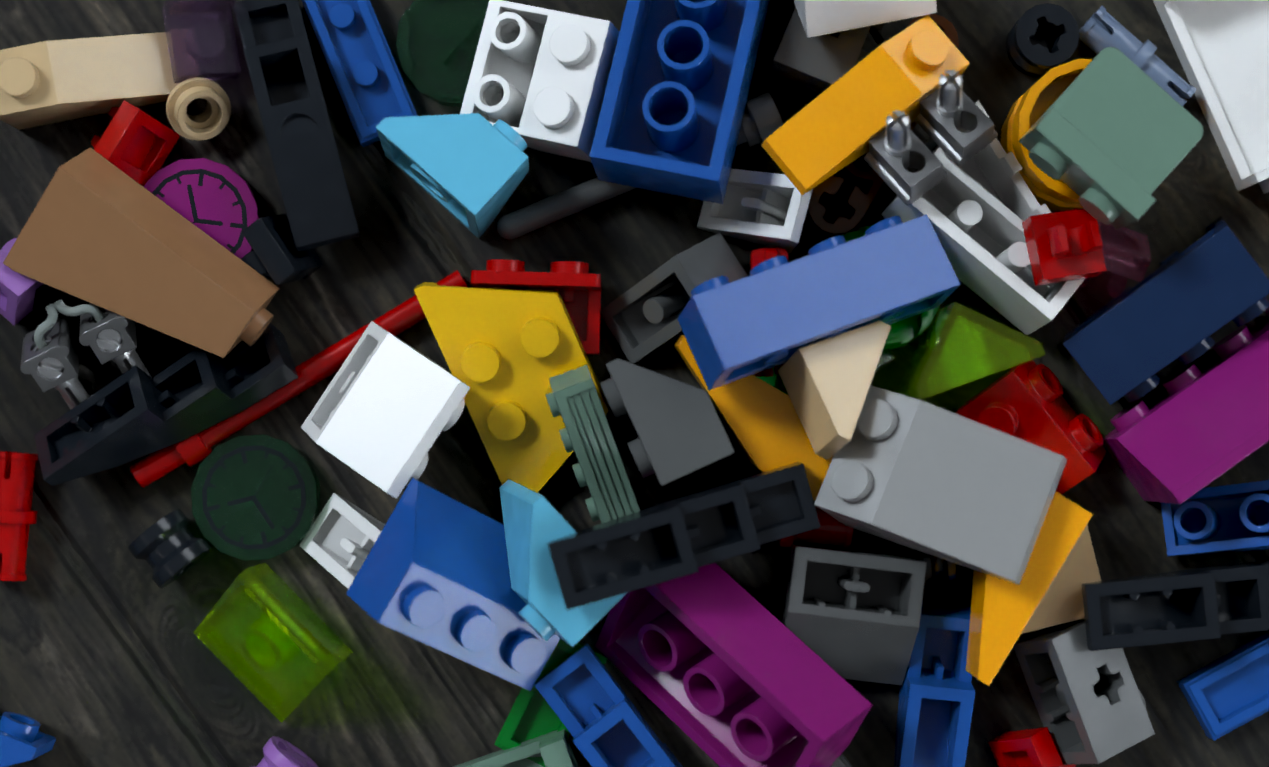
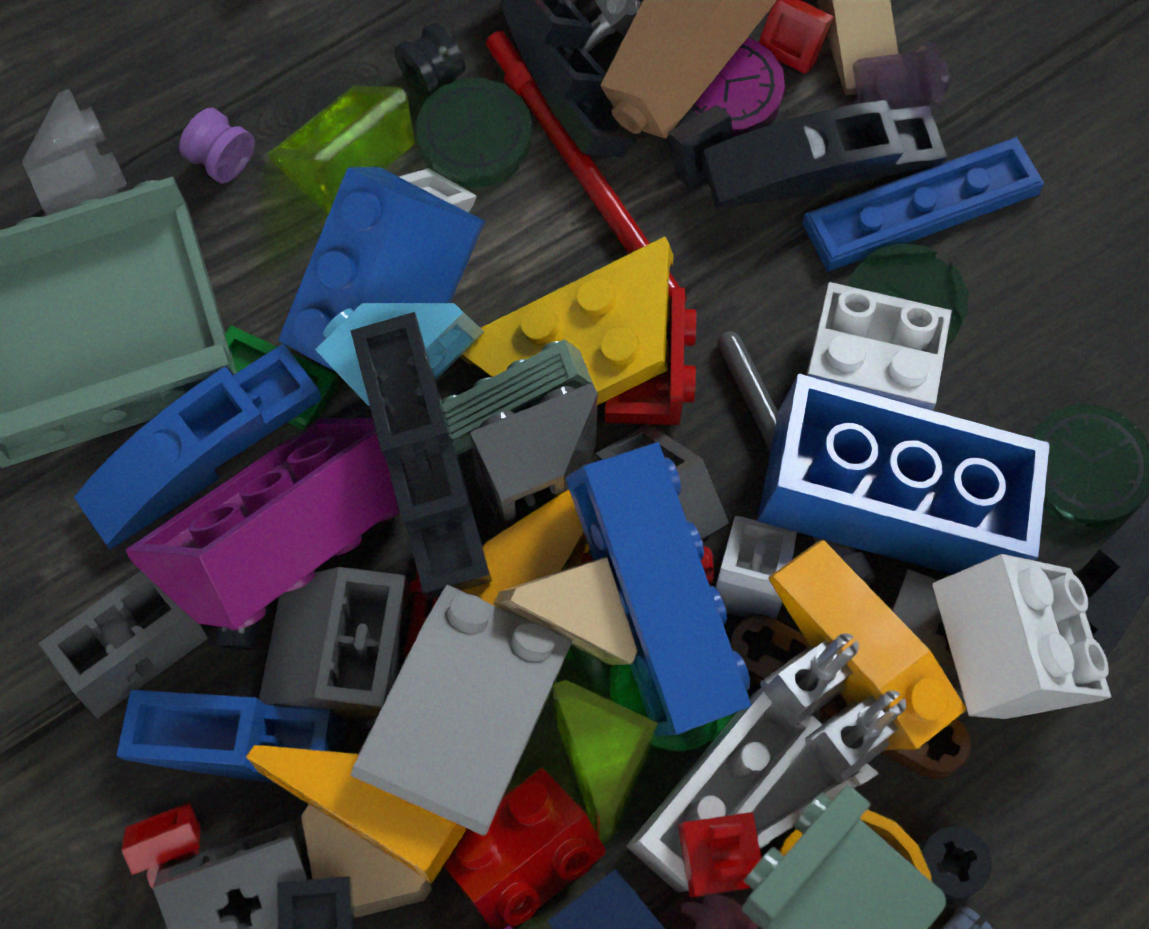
camera: 95 degrees right, 20 degrees down
(208, 123) = (816, 75): tan plate -> none
(386, 410) = (557, 217): white slope -> none
(458, 162) = (785, 276): medium azure slope -> none

